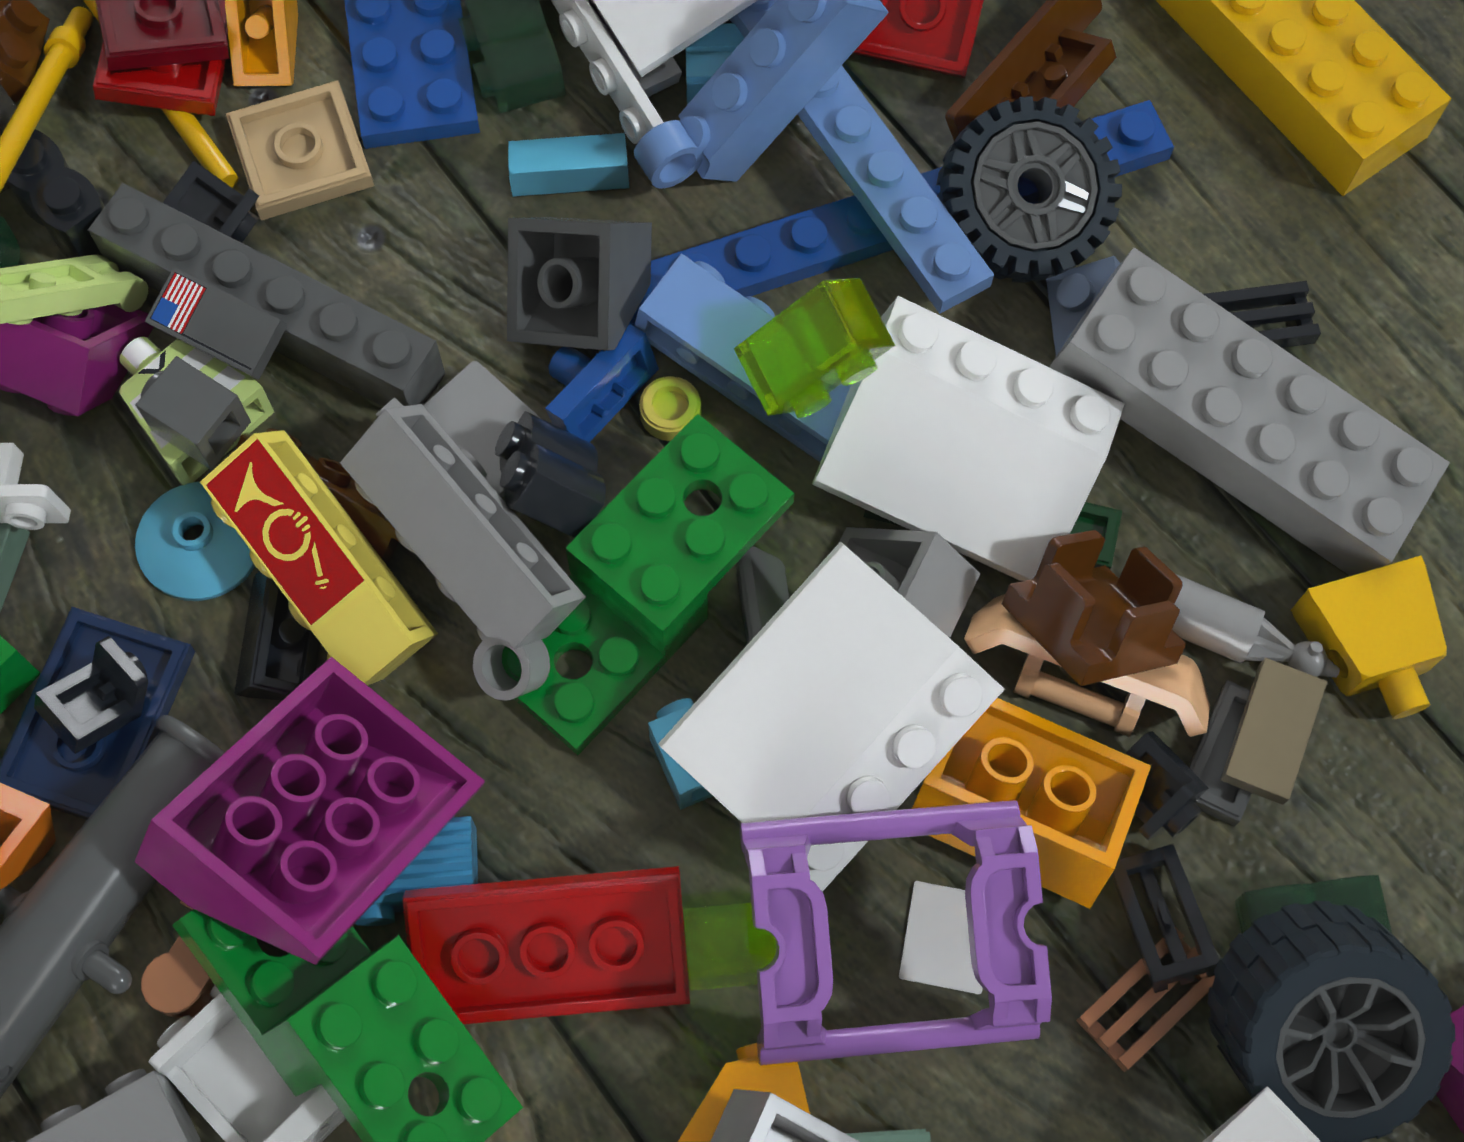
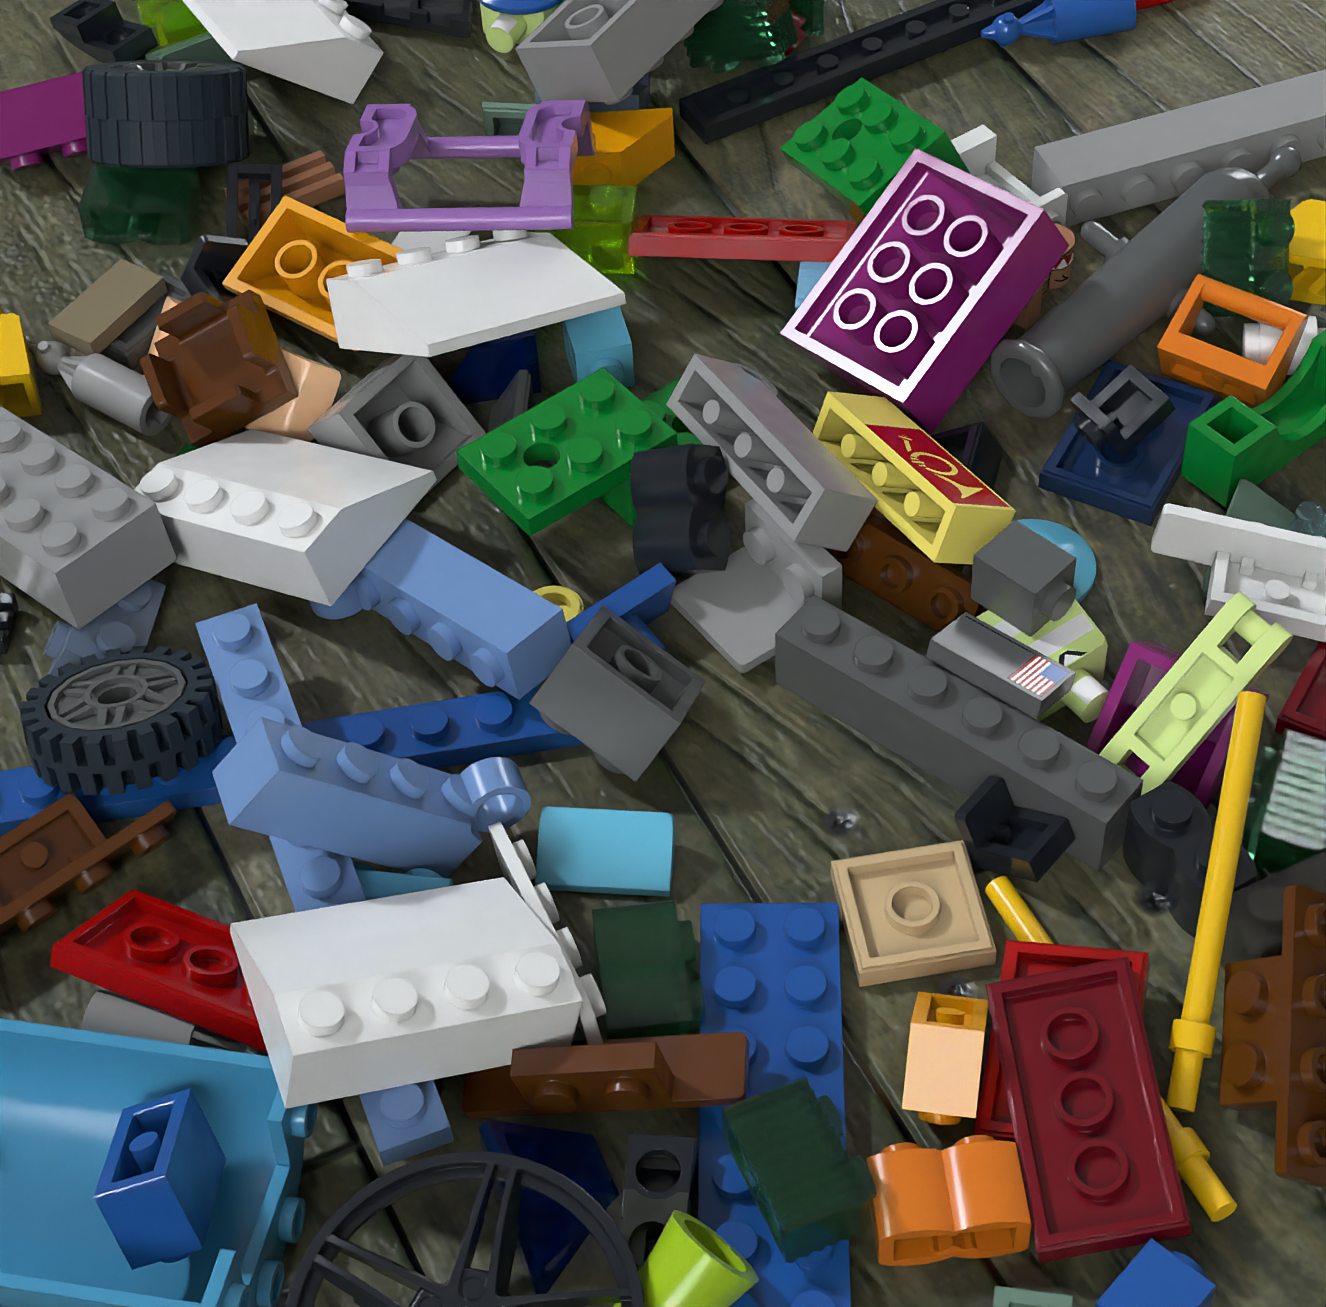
camera: 165 degrees left, 20 degrees down
(814, 347) = (401, 515): clear neon green brick -> none

